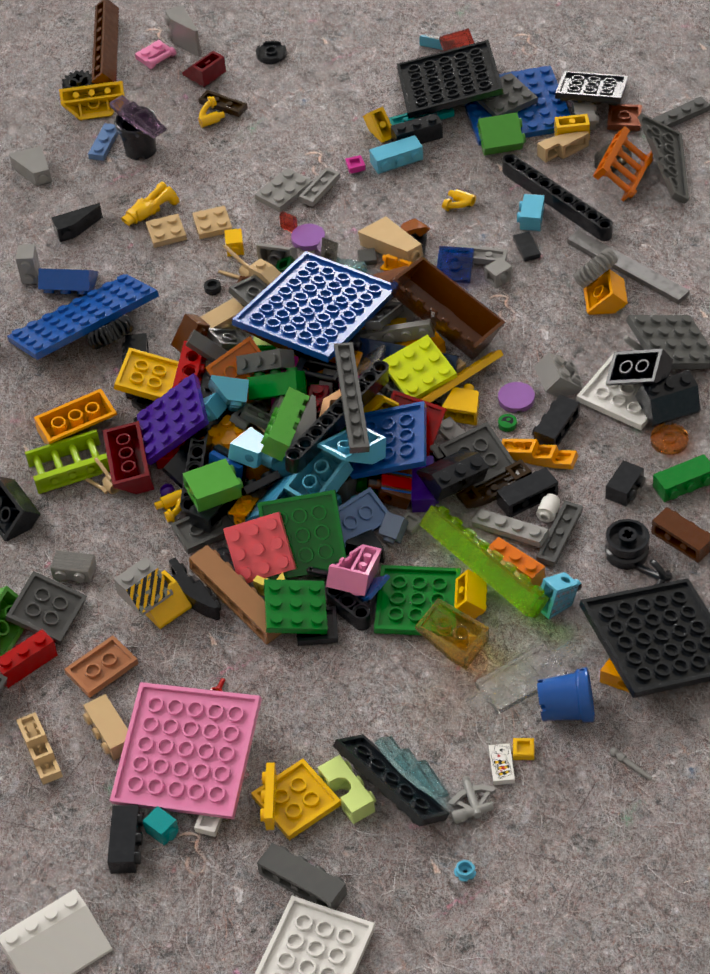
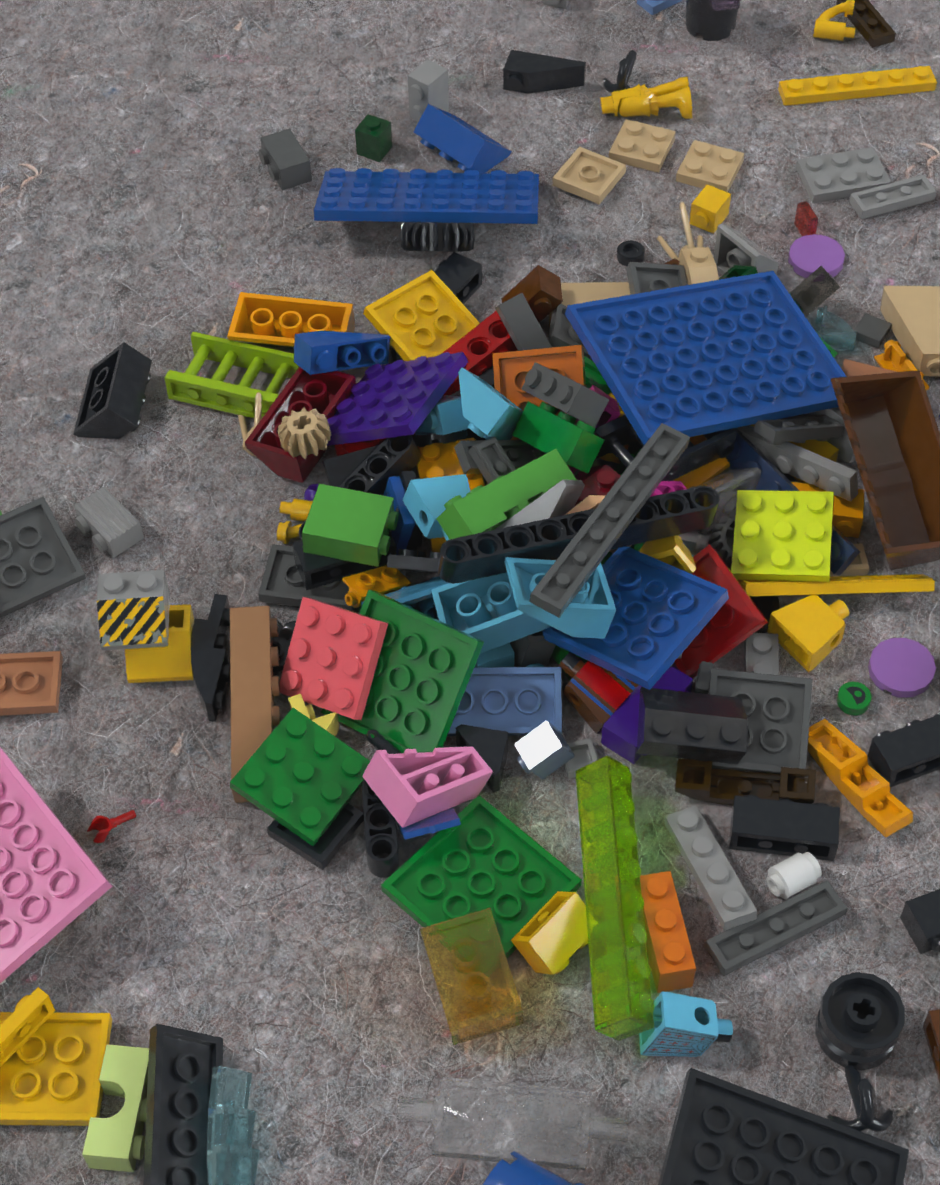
camera: 35 degrees right, 5 degrees up
(18, 304) = (373, 138): none -> dark green brick
(118, 414) = (338, 351): none -> blue slope
(125, 200) = (624, 73): none -> black piece
(145, 459) = (304, 433): none -> tan gear
(154, 260) = (589, 175): none -> tan plate
(249, 141) = (857, 85): none -> yellow plate

